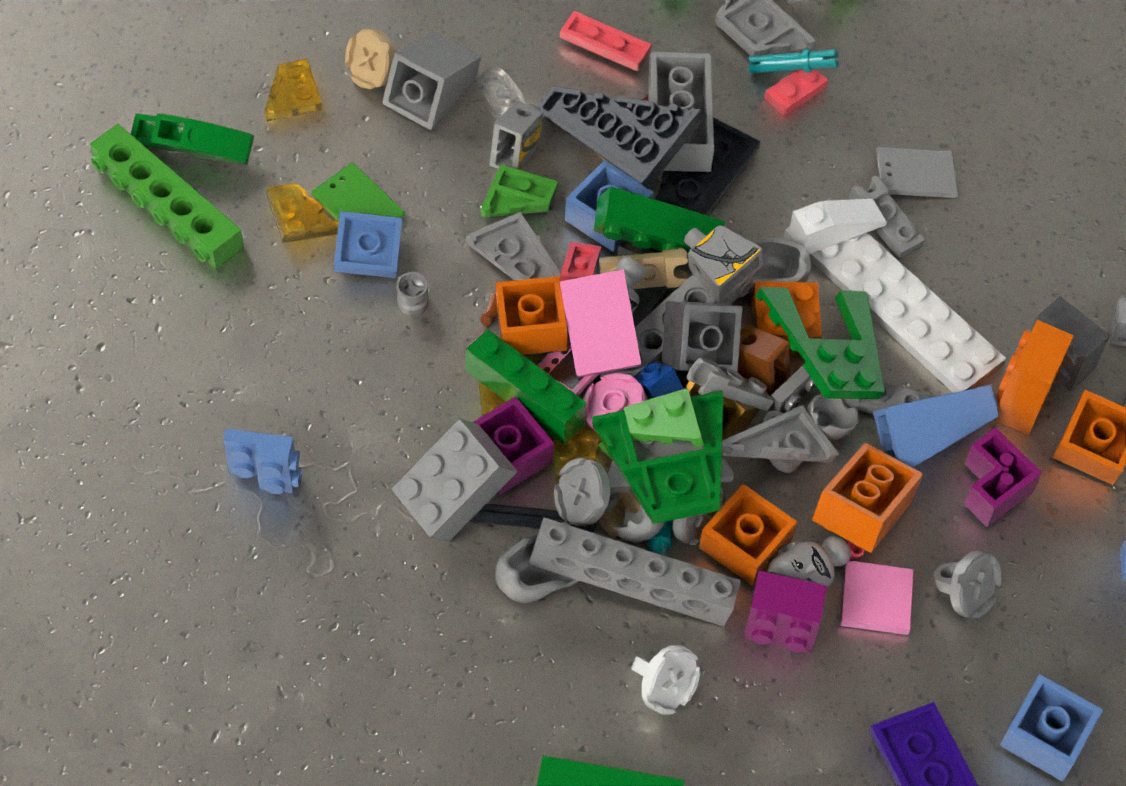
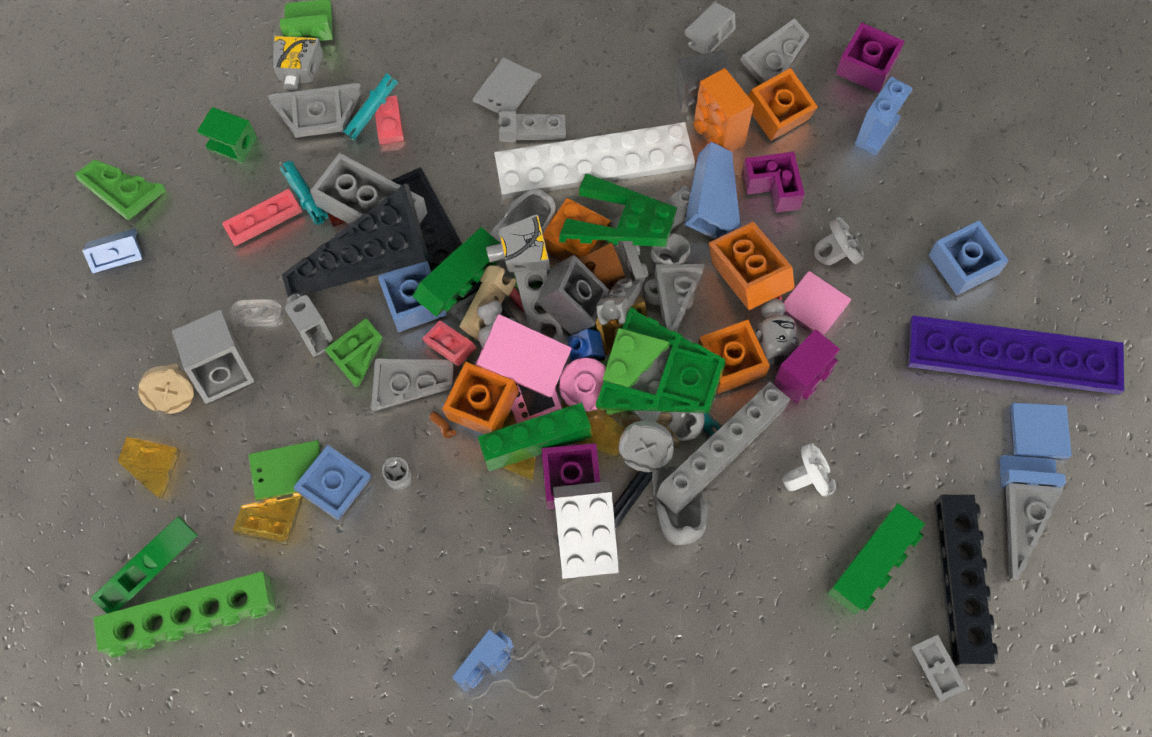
camera: 55 degrees left, 10 degrees up
(669, 43) = (303, 192): none -> teal pin
(834, 222) = (523, 159): white slope -> none

